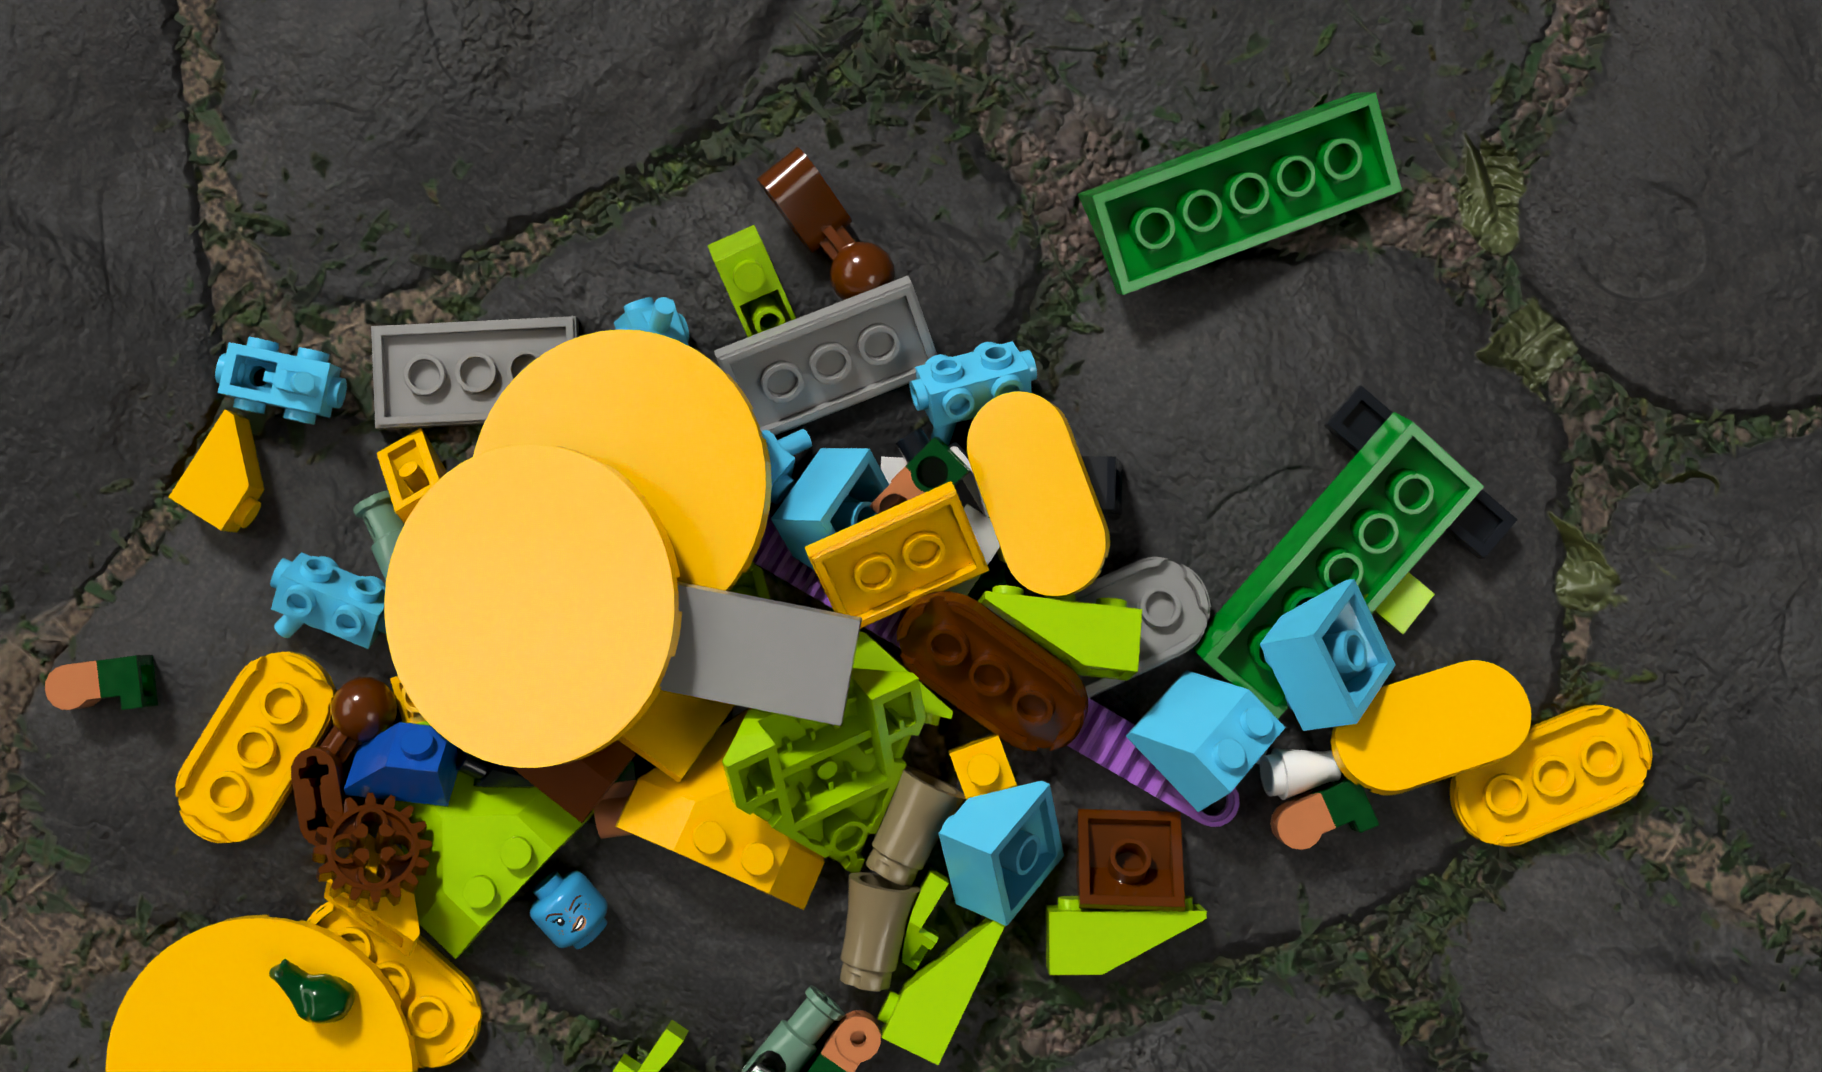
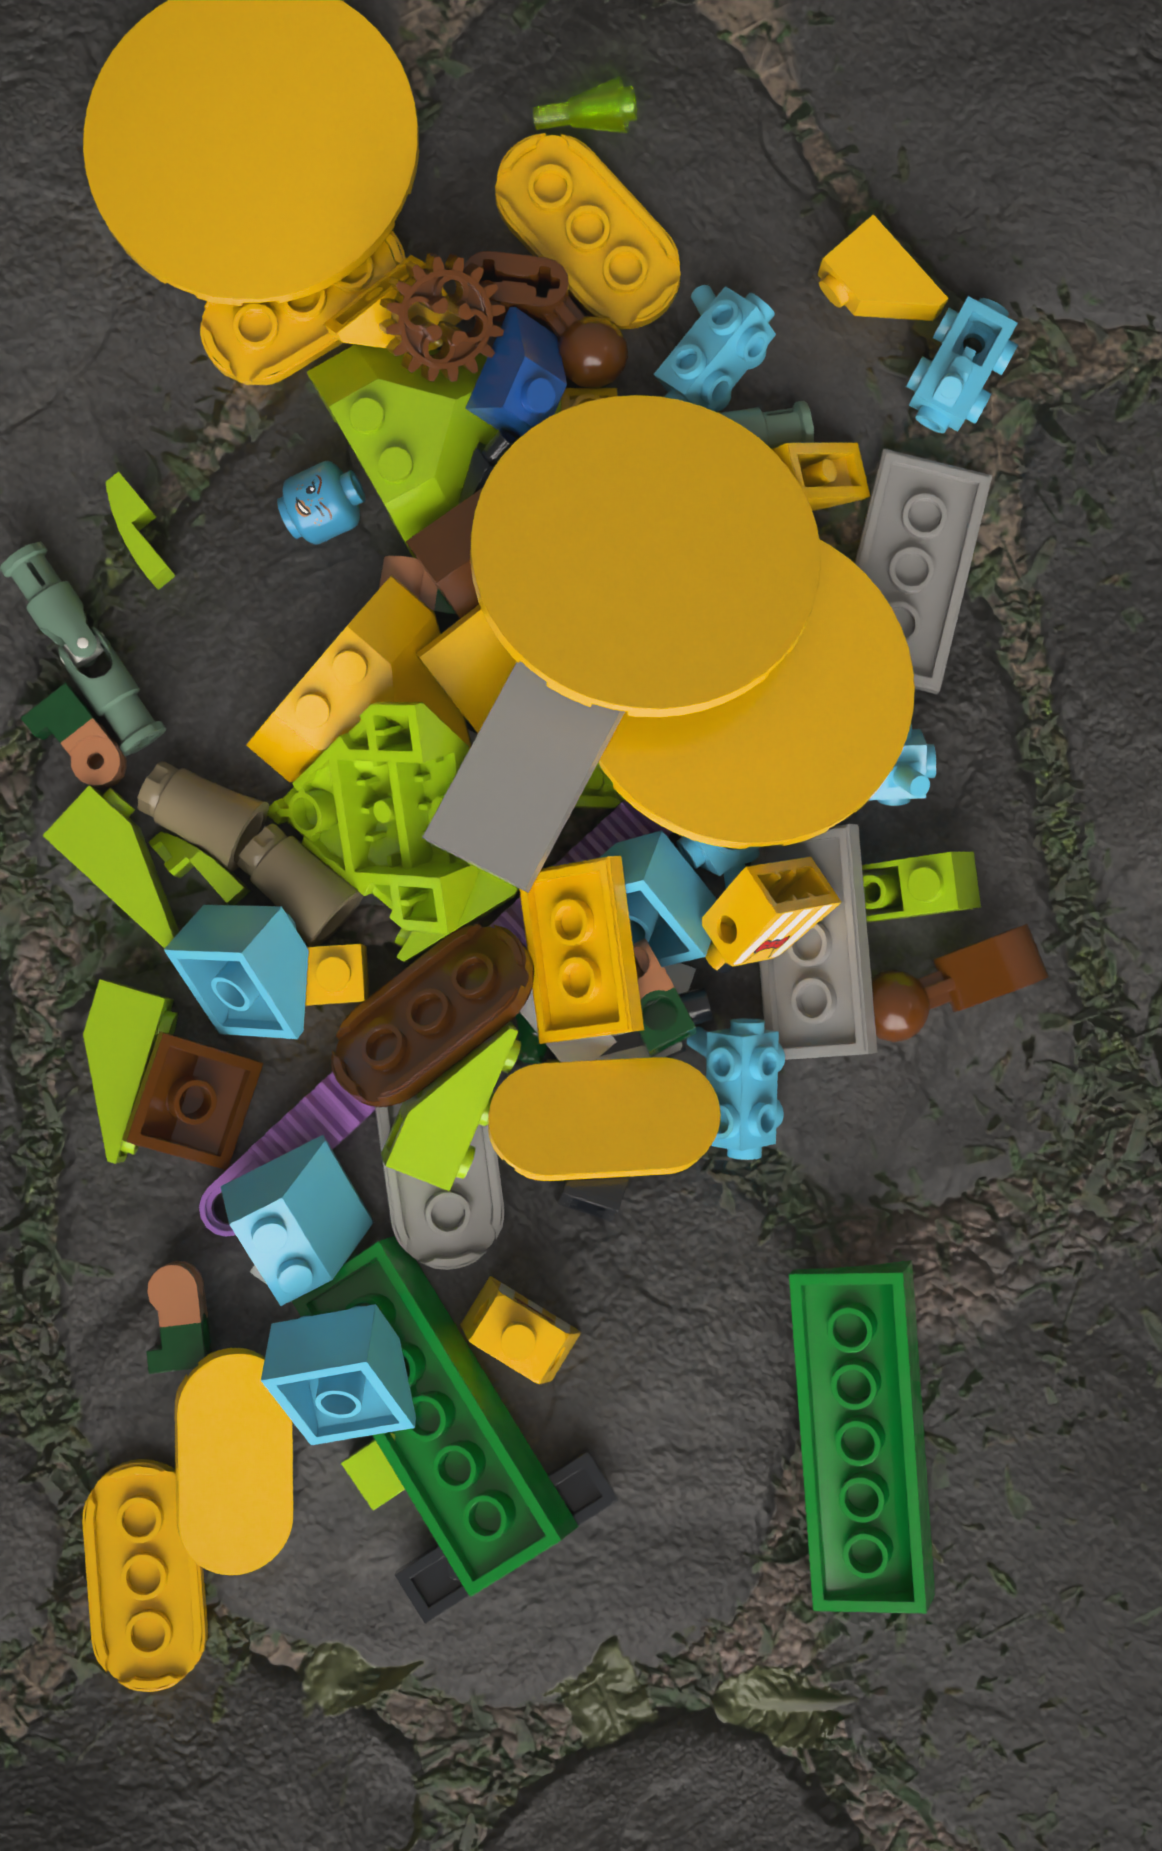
camera: 110 degrees right, 0 degrees up
(88, 682) = (706, 76): leg -> none
(142, 768) = (600, 108): none -> clear neon green cone
(314, 997) = (311, 215): dark green animal -> none
(829, 417) = (766, 912): none -> yellow torso
(1243, 515) = (518, 1332): none -> yellow torso
(1296, 771) = (231, 1305): white cone -> none

